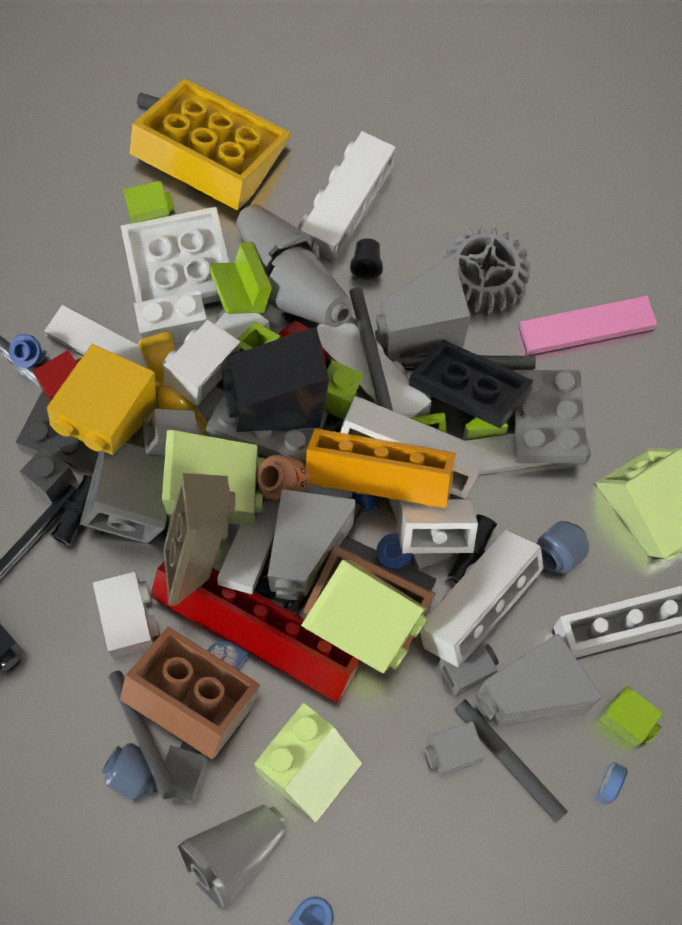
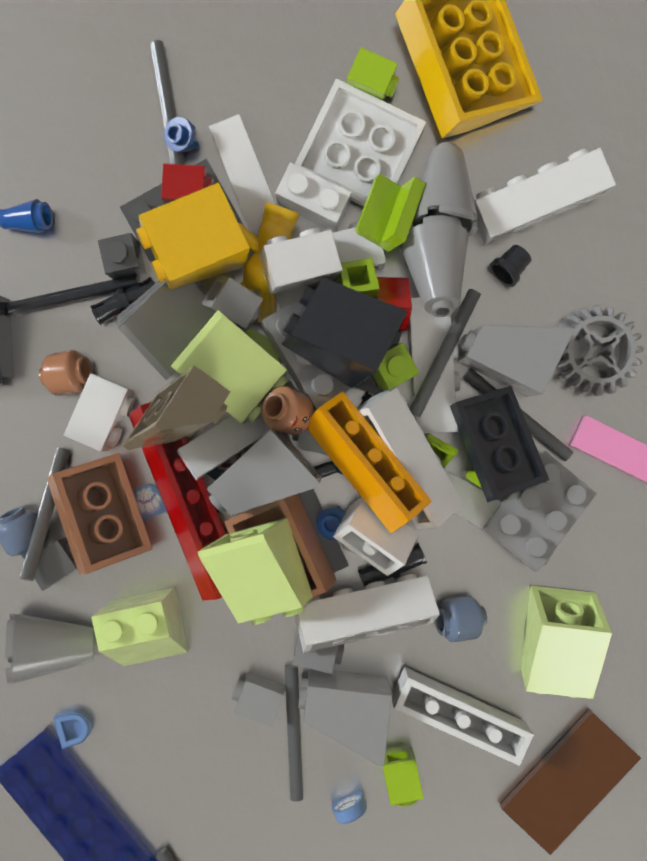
camera: 40 degrees right, 20 degrees up
(69, 604) = (65, 372): none -> nougat head

